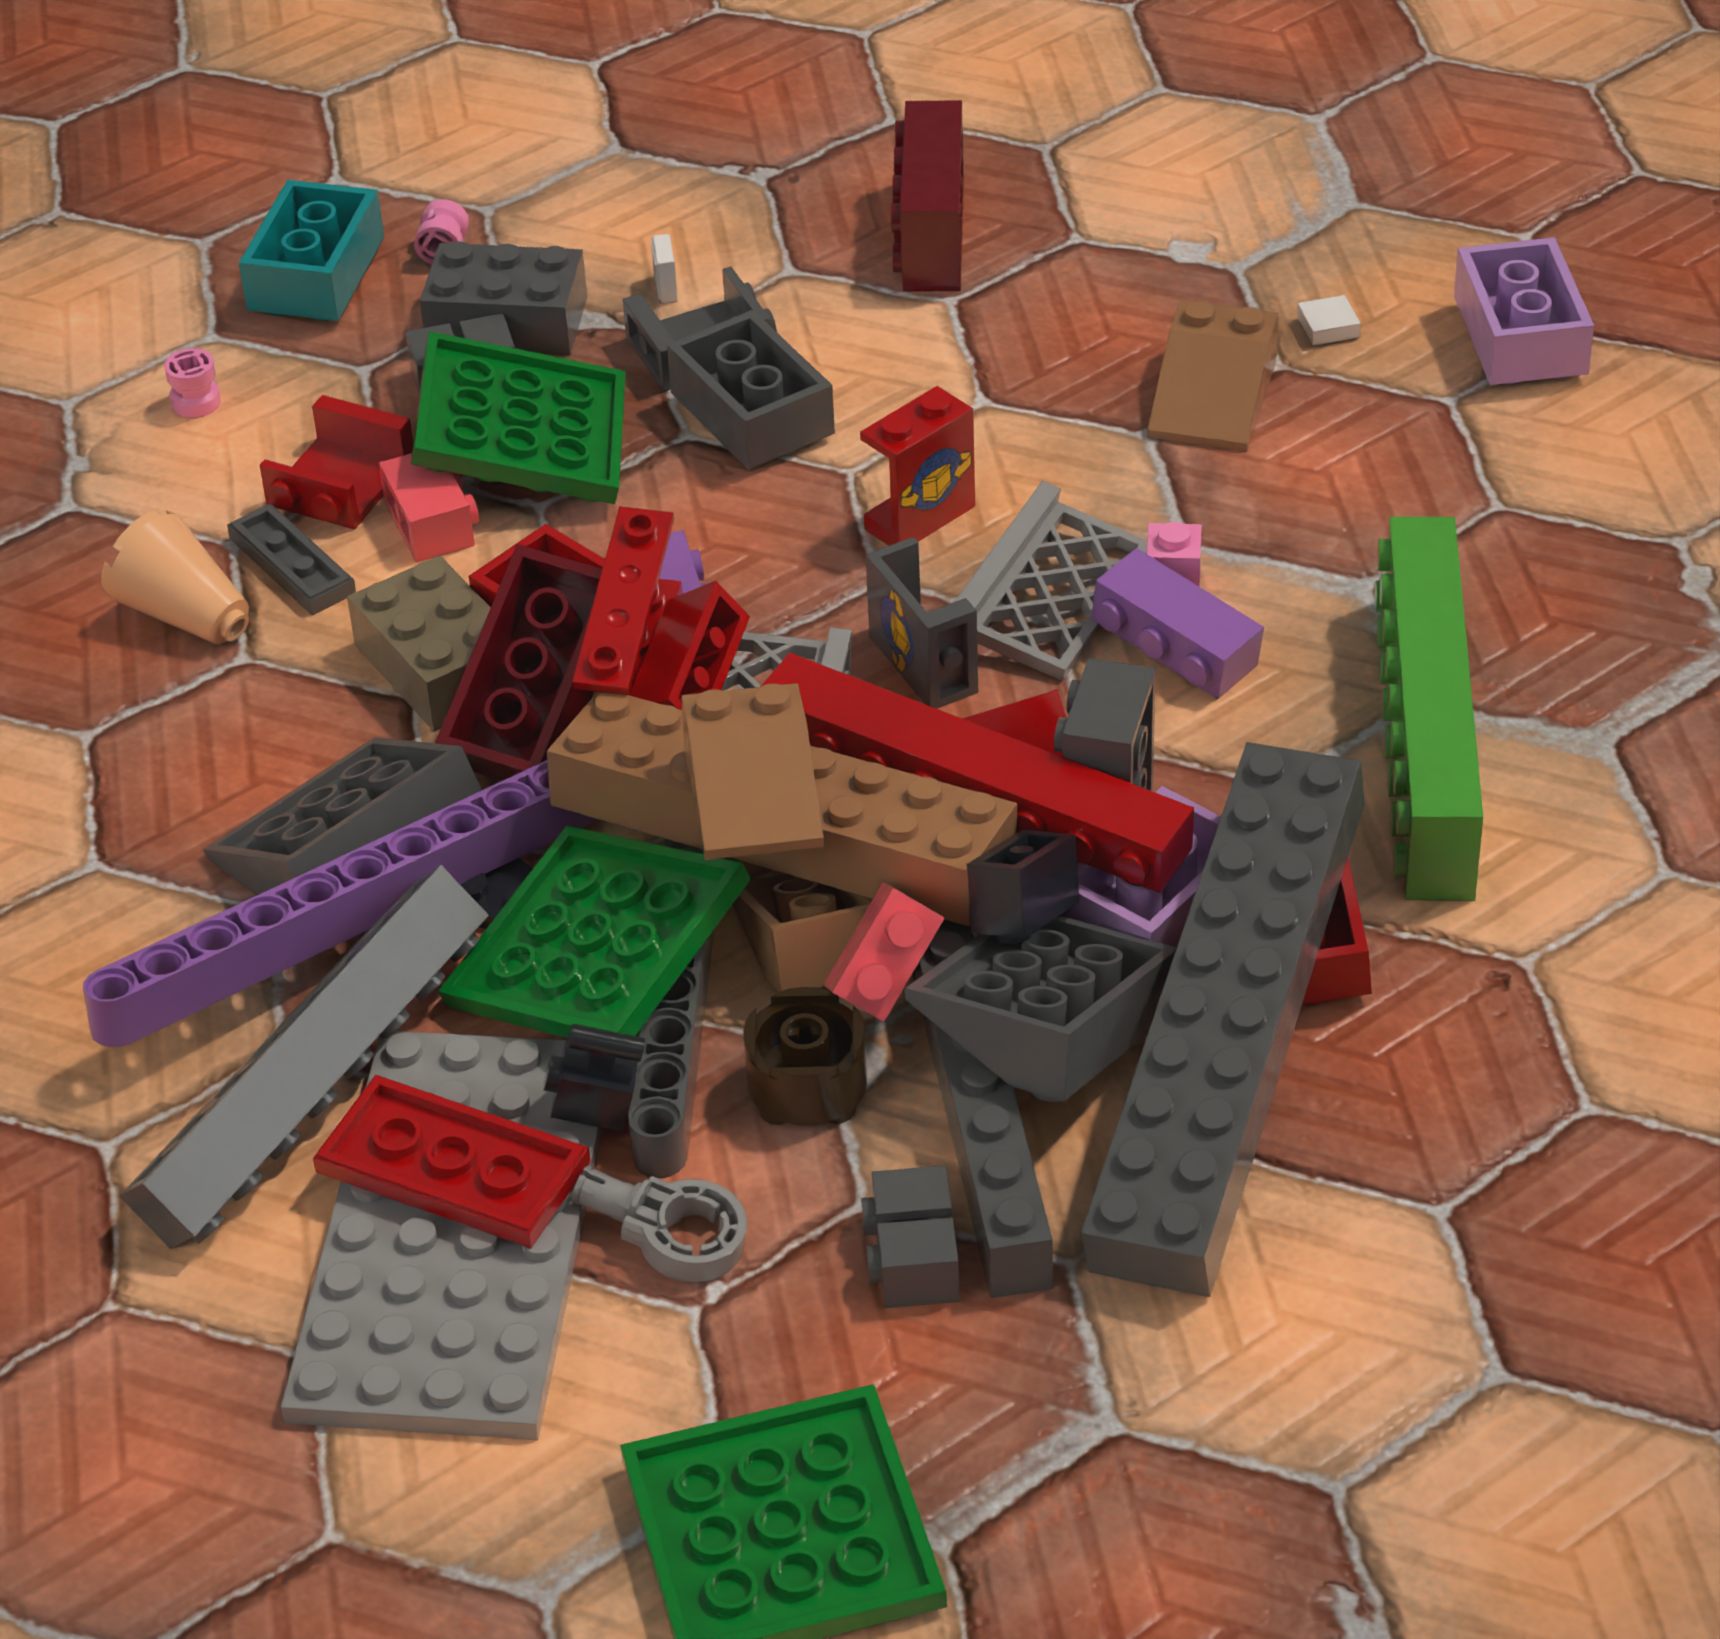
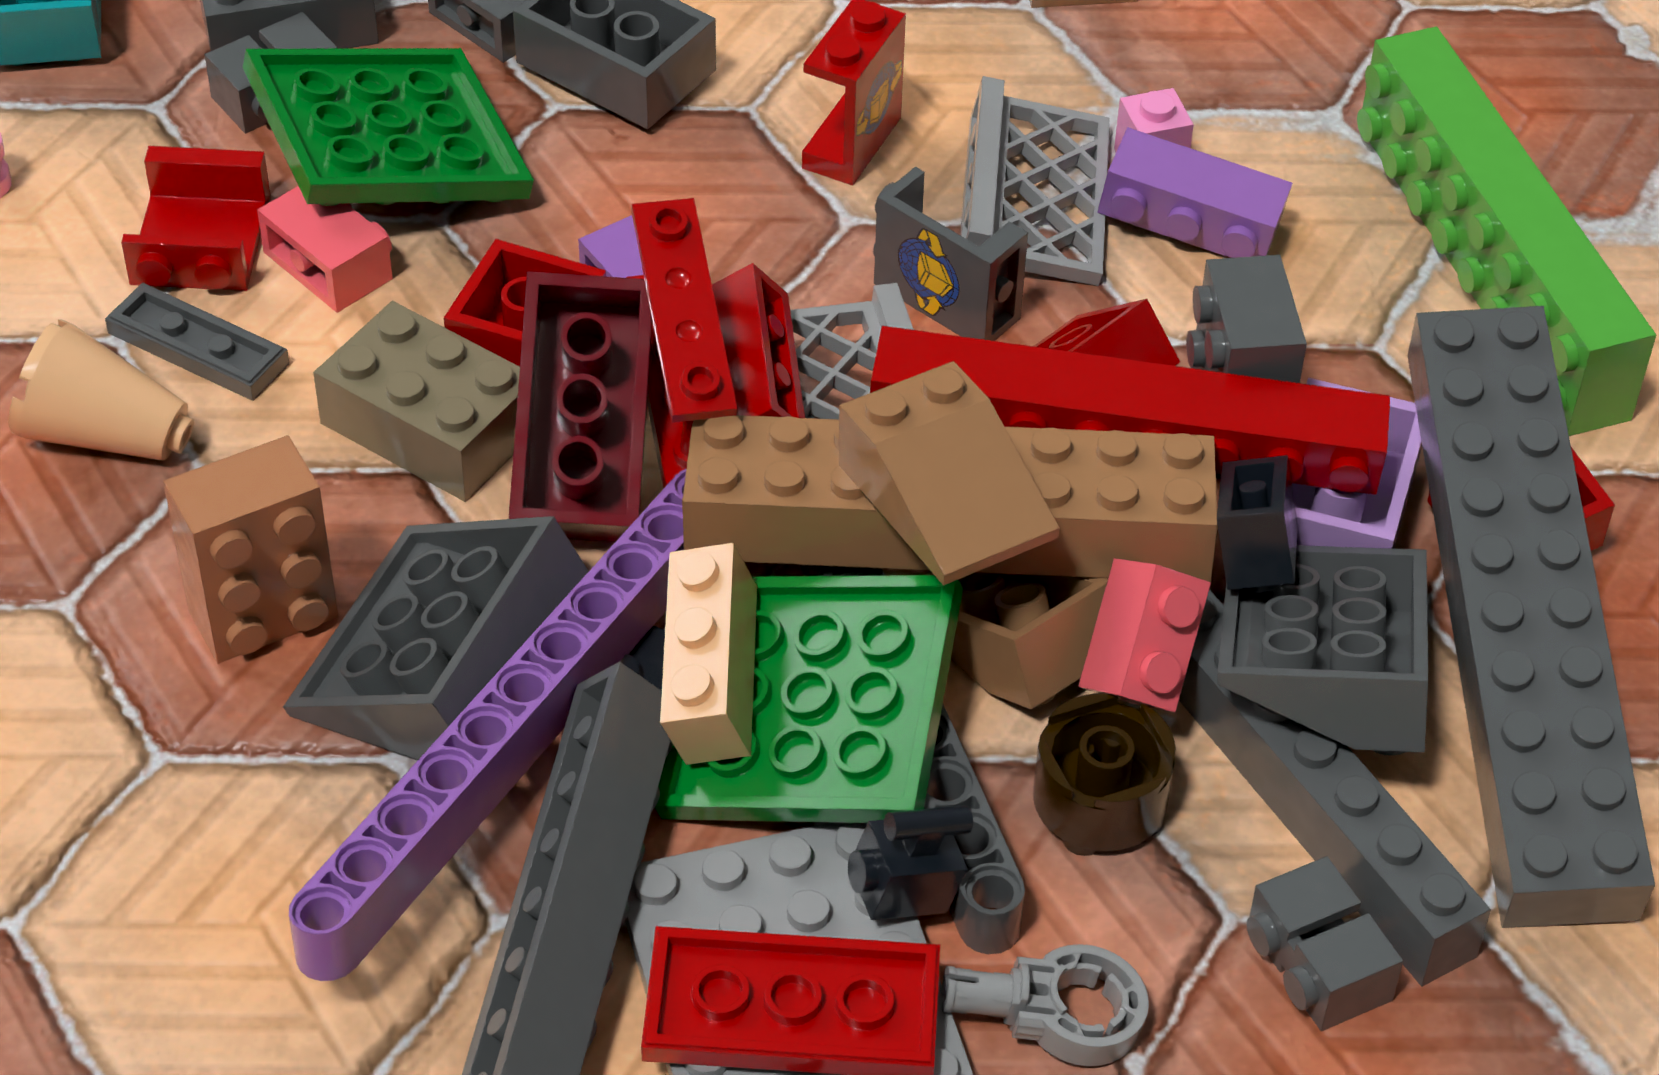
camera: 25 degrees left, 5 degrees up
(217, 716) = (252, 548): none -> nougat brick
(523, 879) = (709, 654): none -> light nougat brick

